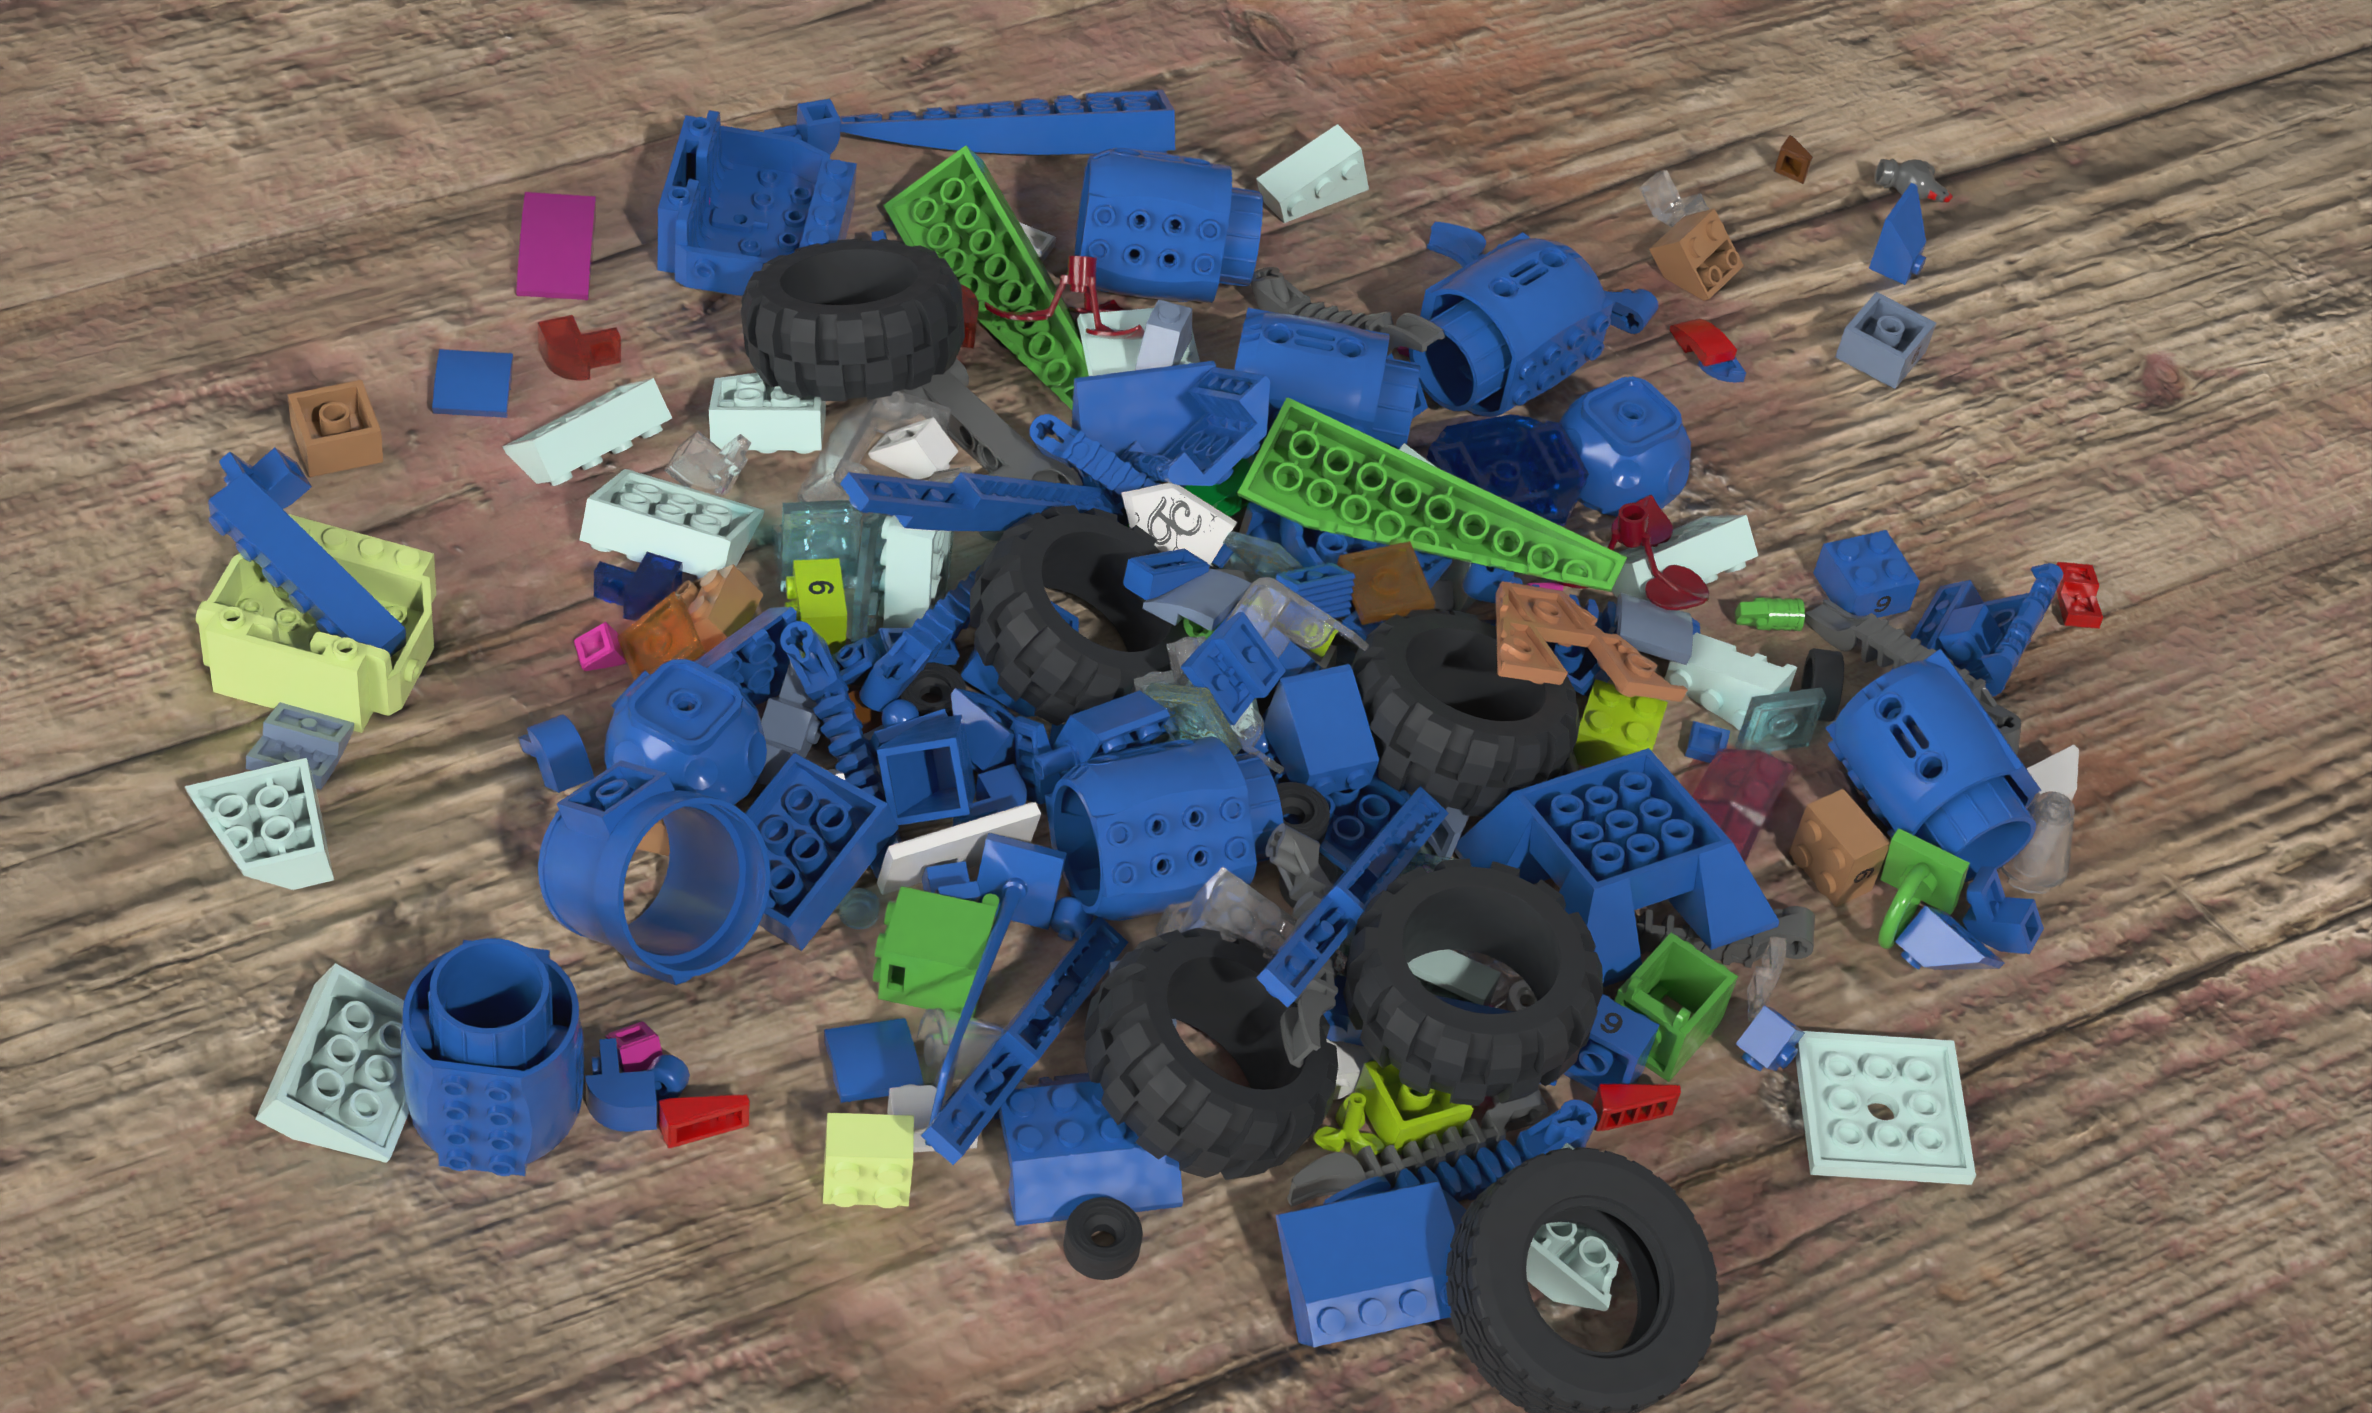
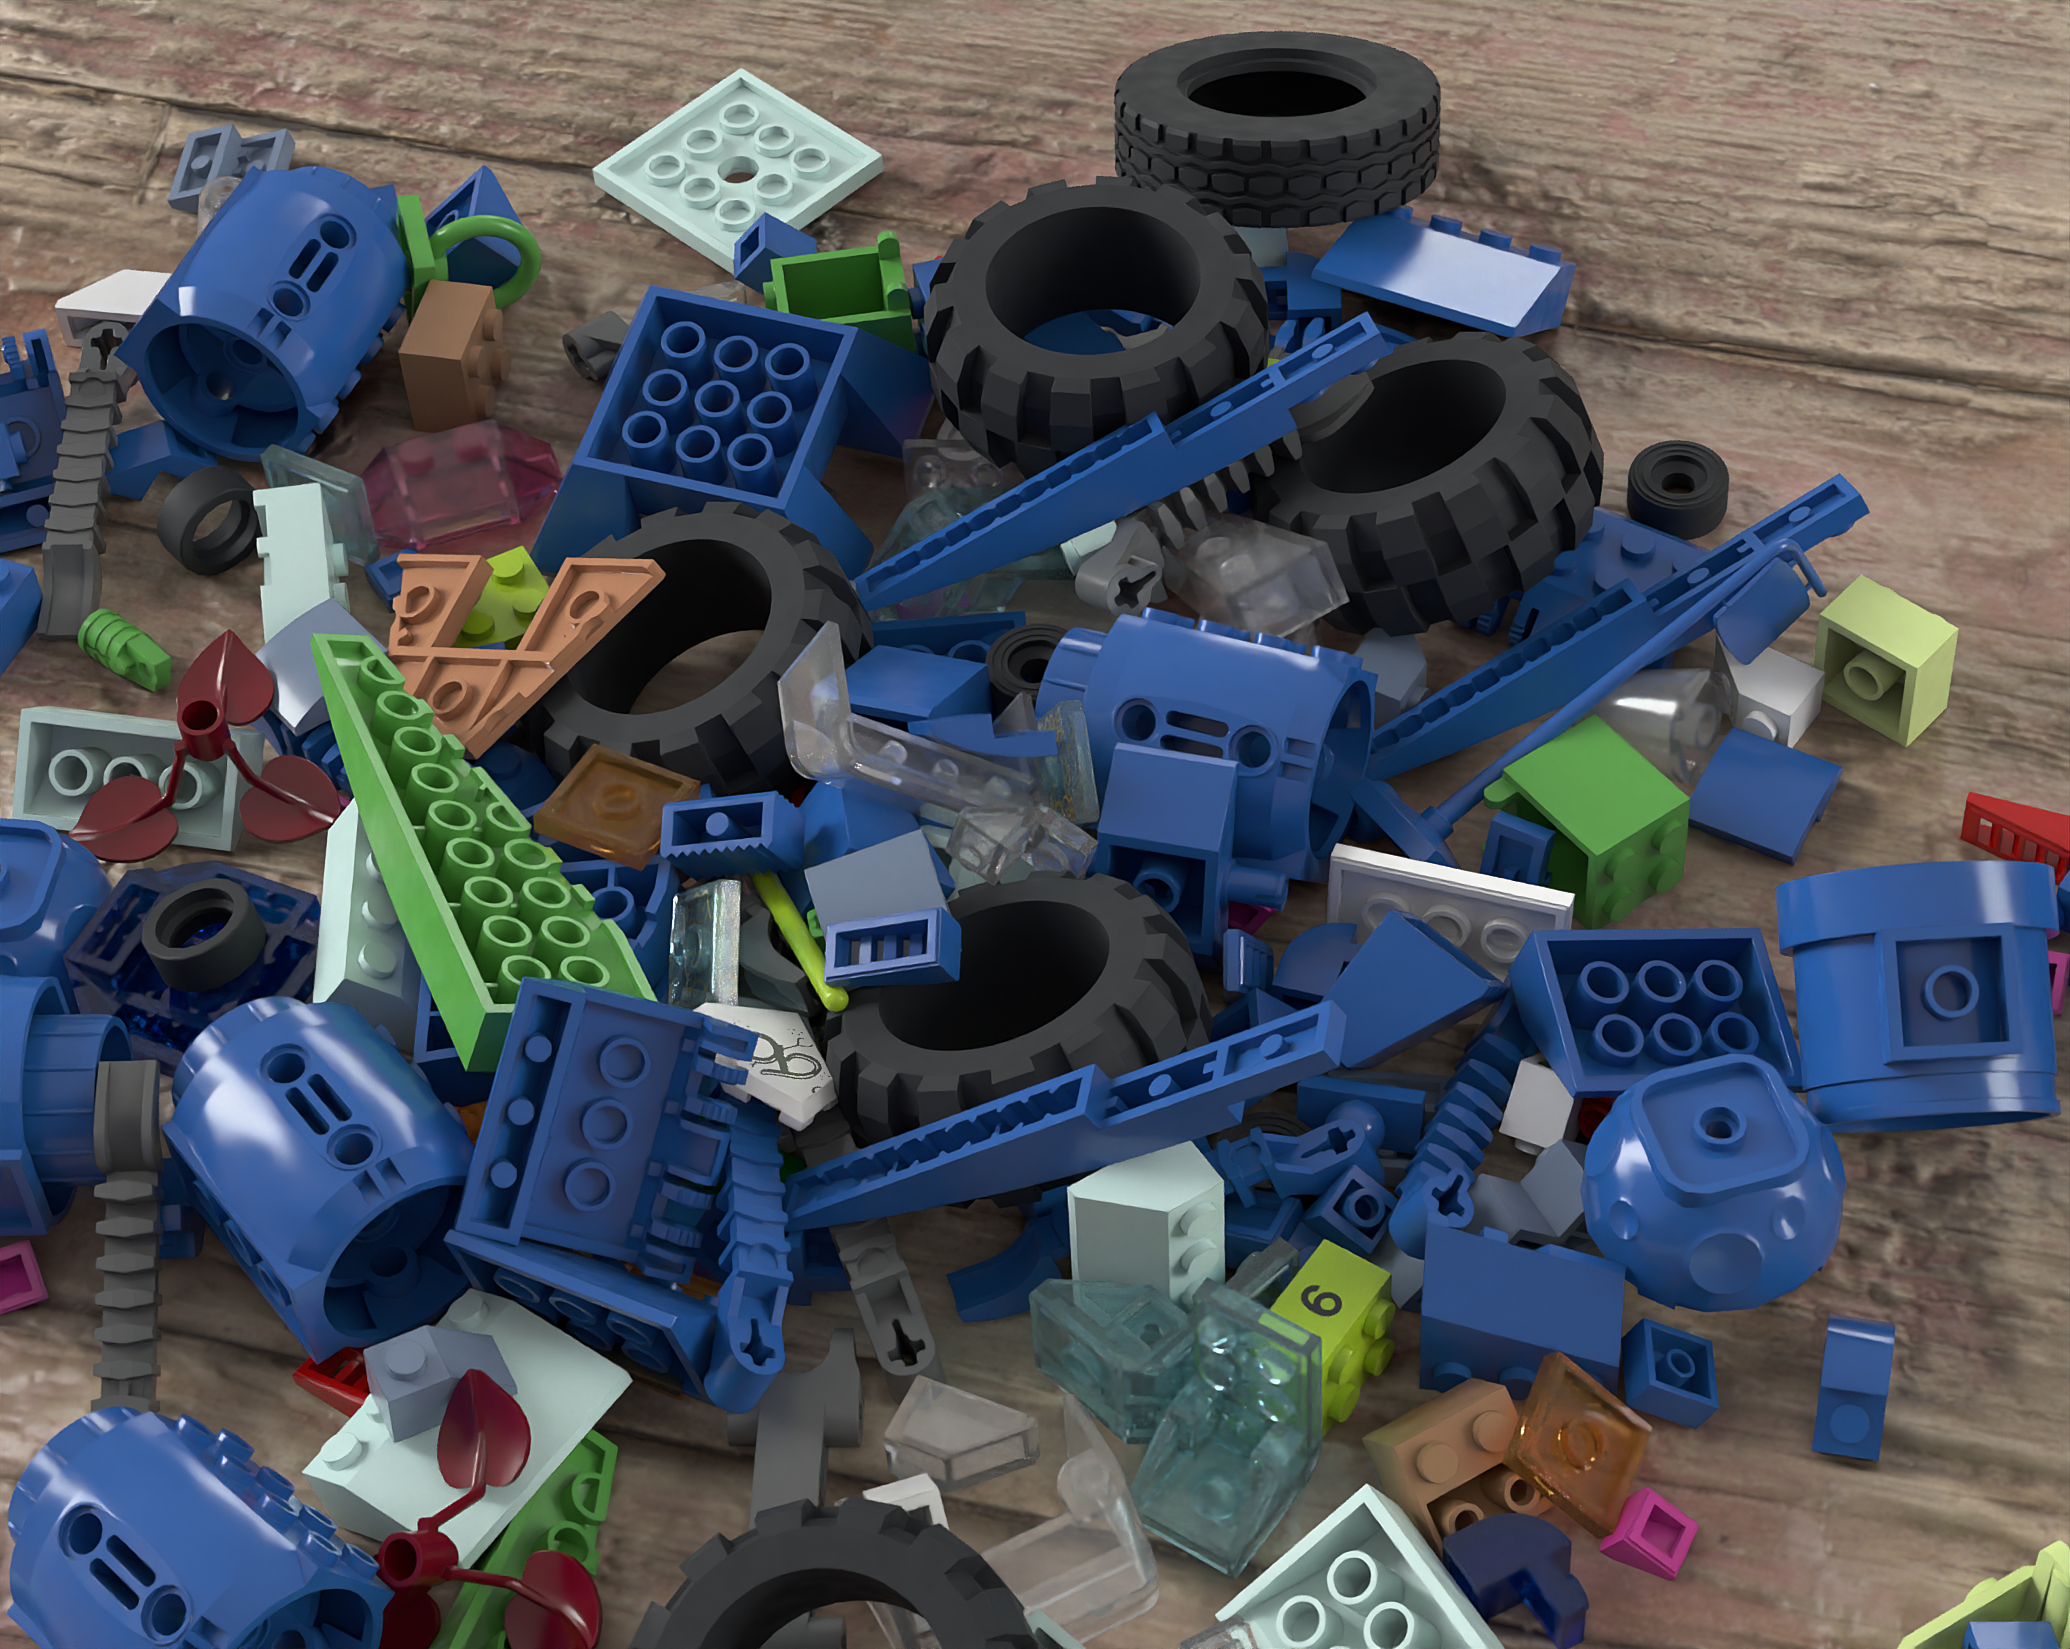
camera: 125 degrees left, 0 degrees up
(1518, 447) = (217, 958): none -> black tyre
(2142, 920) = (225, 153): none -> sand blue slope

